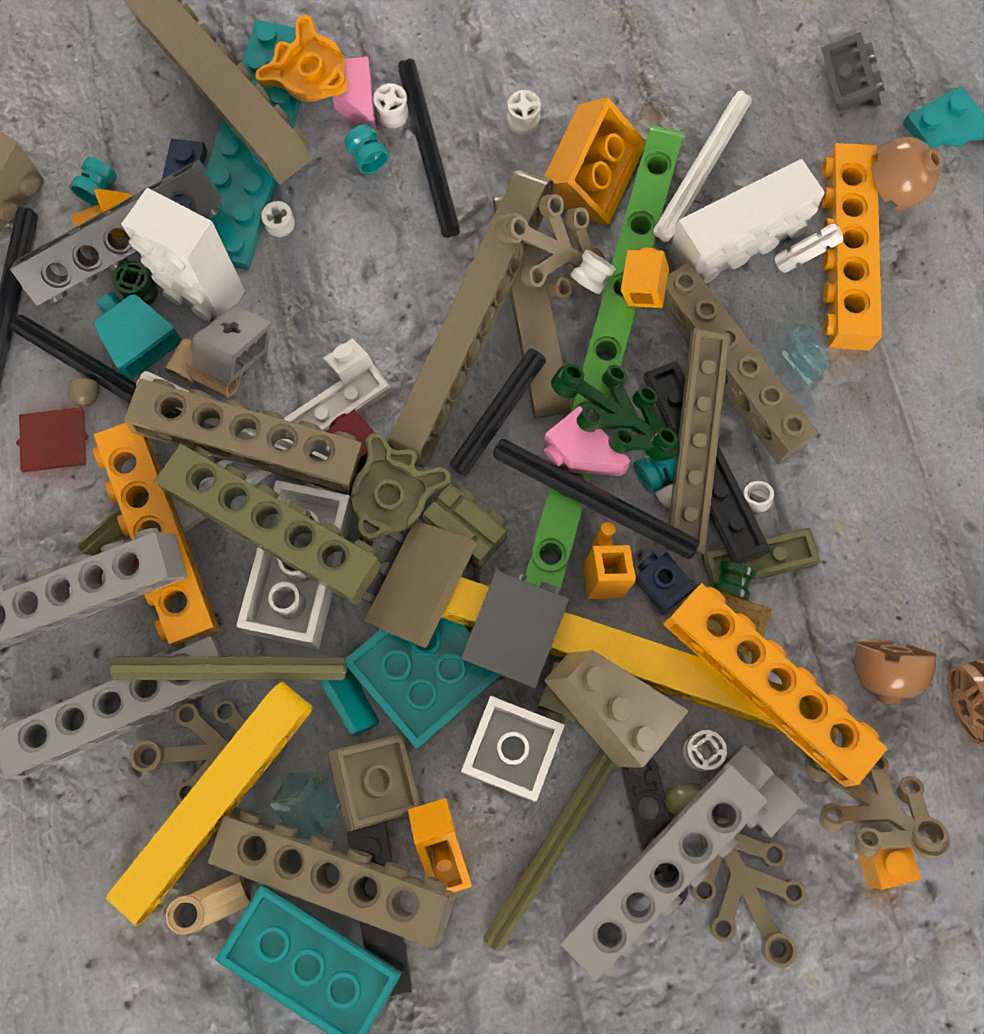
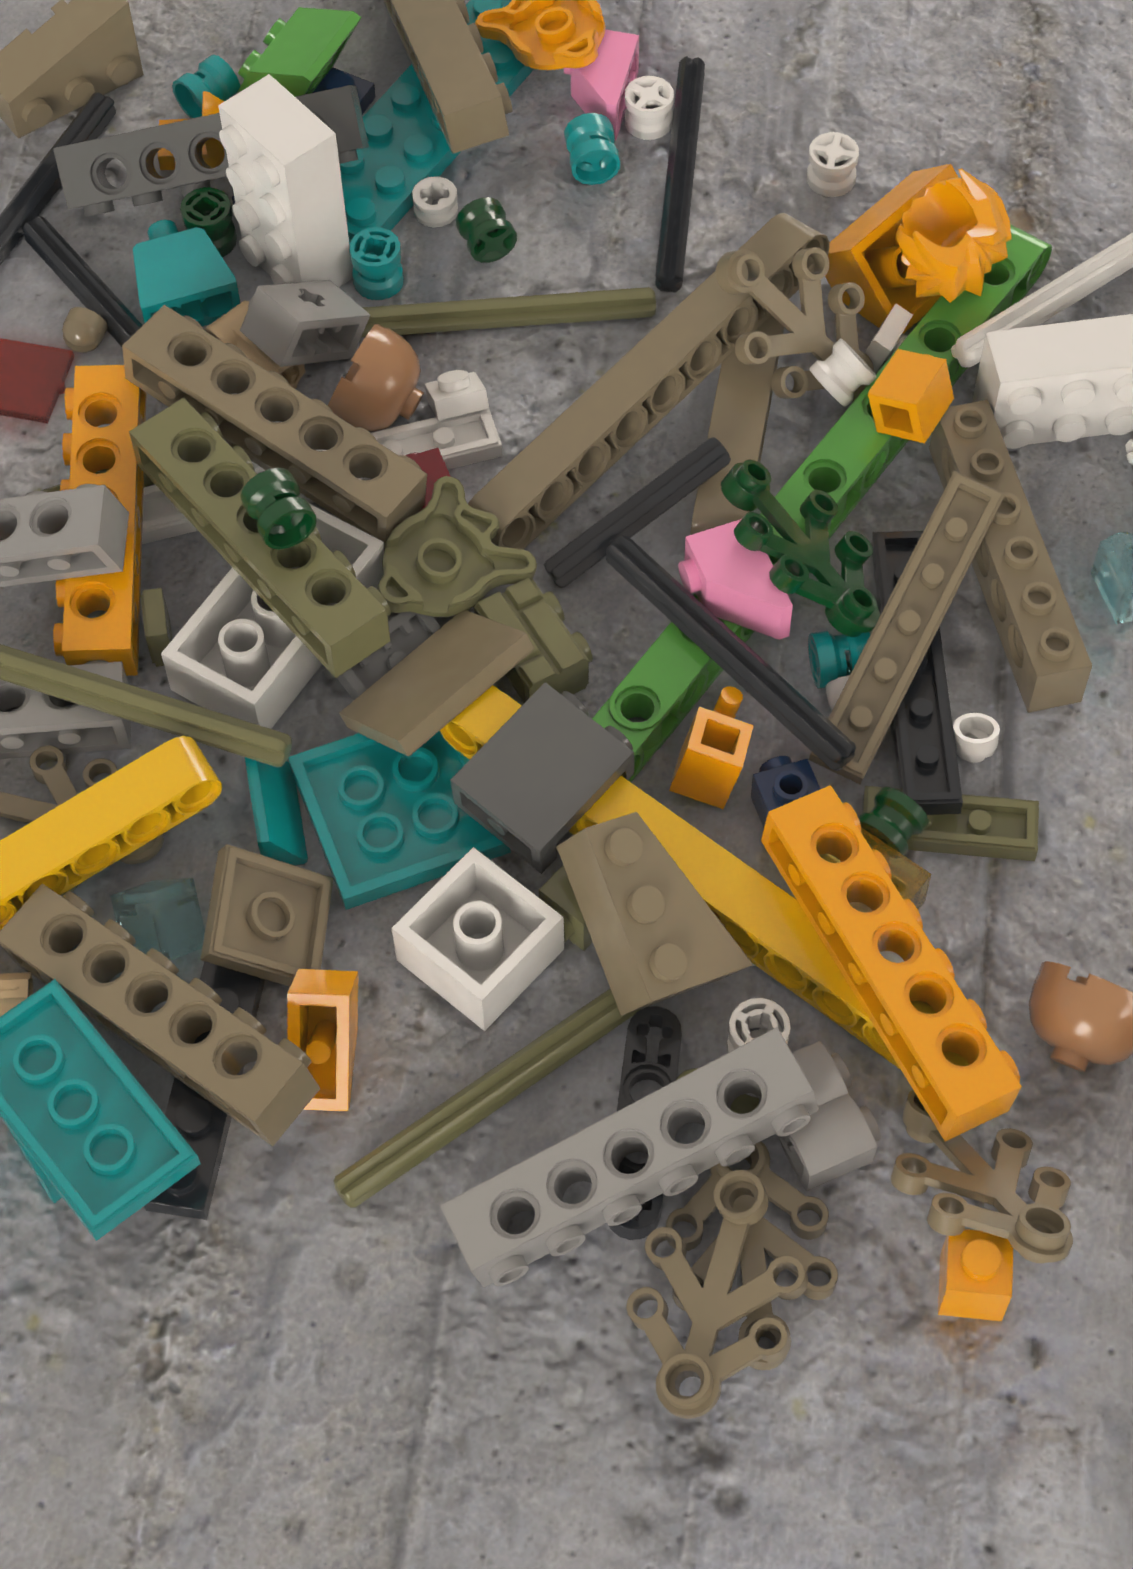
camera: 20 degrees right, 15 degrees down
(147, 144) = (301, 49): none -> bright green slope
(221, 595) = (156, 623): none -> olive tile
(257, 287) = (376, 263): none -> teal wheel
(280, 513) = (280, 512): none -> dark green wheel
(296, 372) = (379, 382): none -> medium nougat cylinder
(320, 231) = (486, 230): none -> dark green wheel
(357, 286) = (513, 311): none -> olive axle
(605, 231) = (888, 336): none -> white plate
(631, 153) = (953, 237): none -> light orange hair
(744, 945) = (714, 1305): none -> dark tan plant

